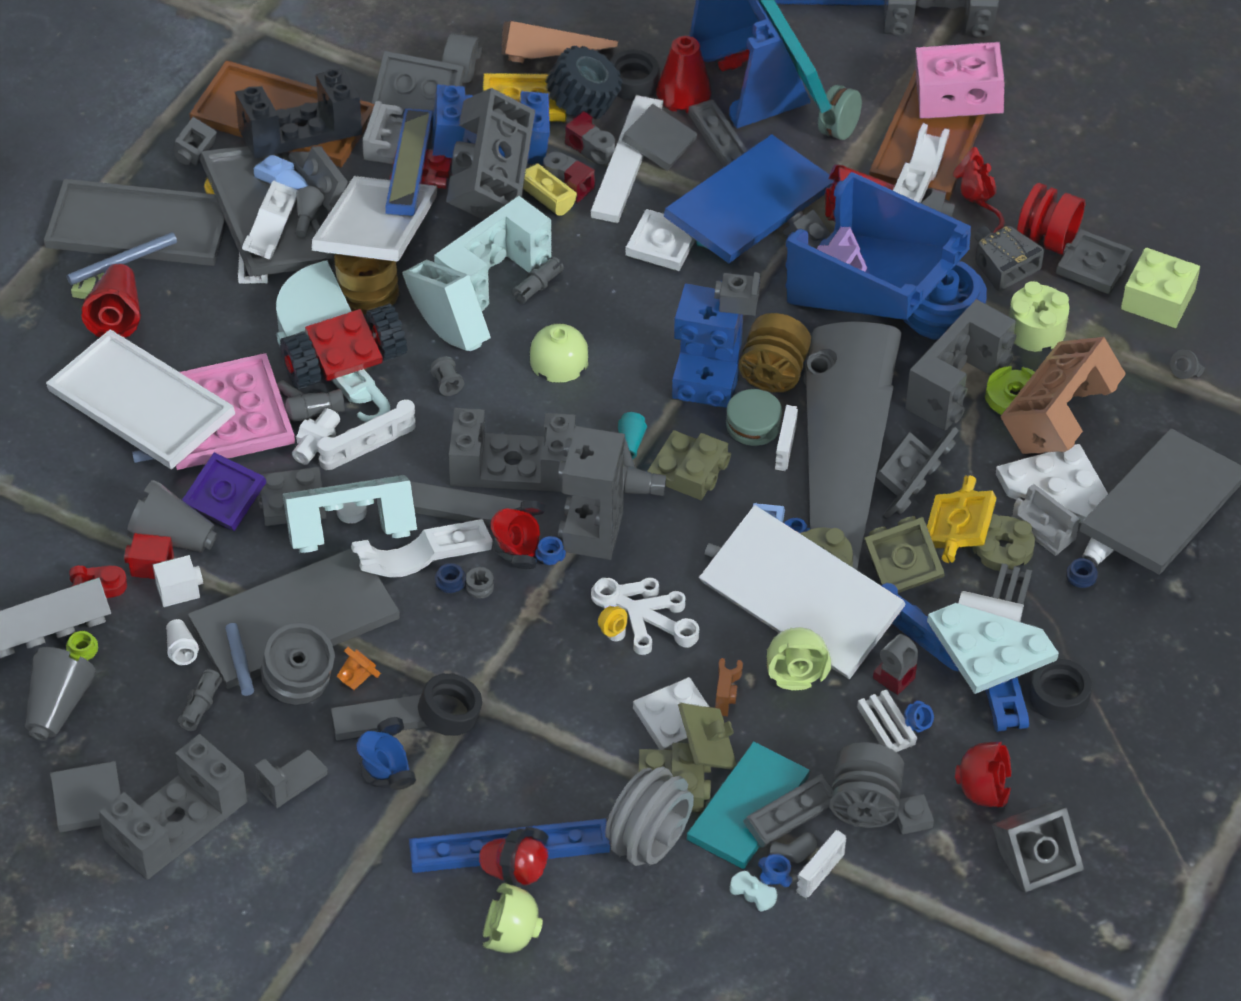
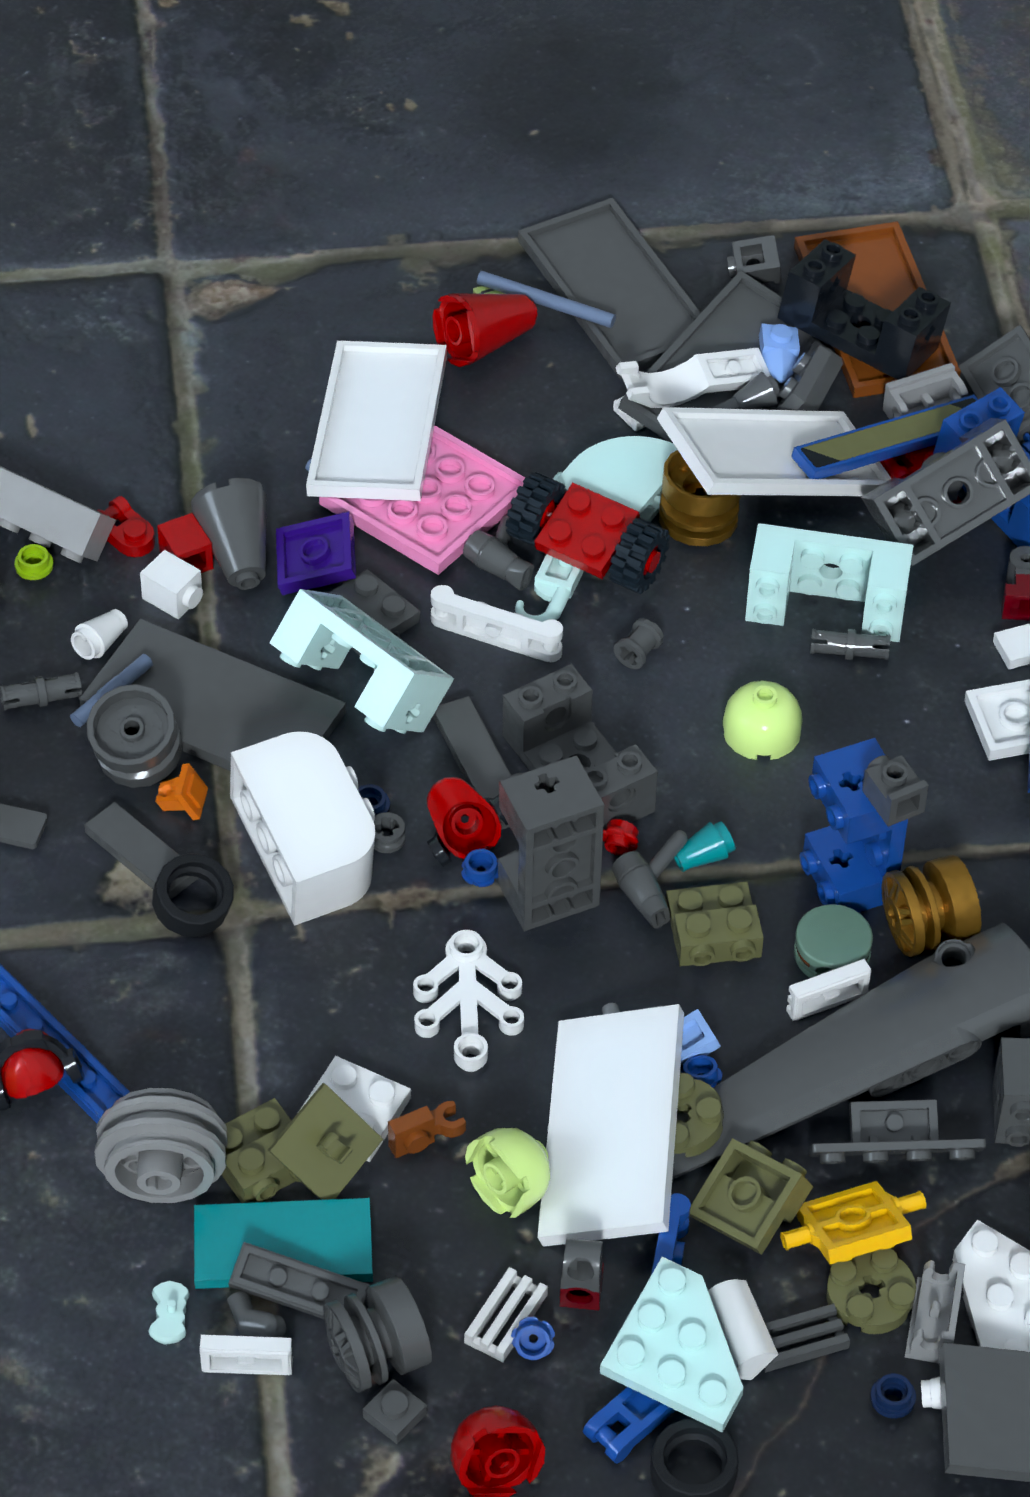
camera: 55 degrees right, 0 degrees up
(311, 432) = (462, 580): white axle -> none
(384, 757) = (77, 875): blue cap -> none
(429, 546) = (397, 763): white piece -> none
(448, 304) = (719, 583): light aqua brick -> none
(454, 610) = (305, 822): none -> white brick
(548, 189) = (984, 577): light yellow brick -> none
(612, 620) = (419, 972): yellow plate -> none
(775, 870) = (209, 1305): blue plate -> none

